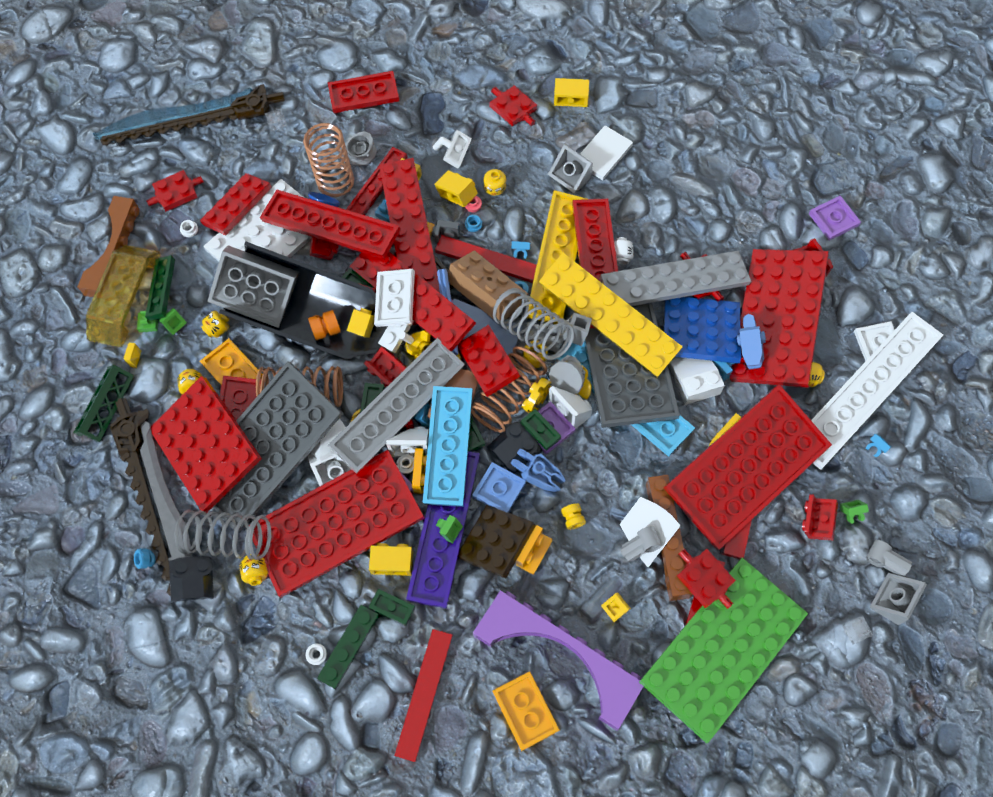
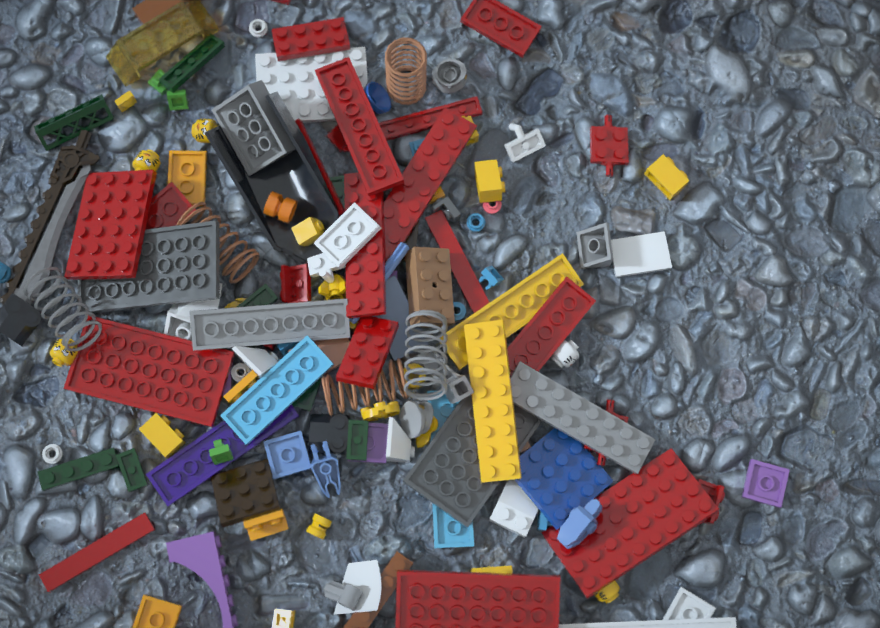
camera: 35 degrees right, 10 degrees up
(494, 182) = (524, 202): yellow head -> none

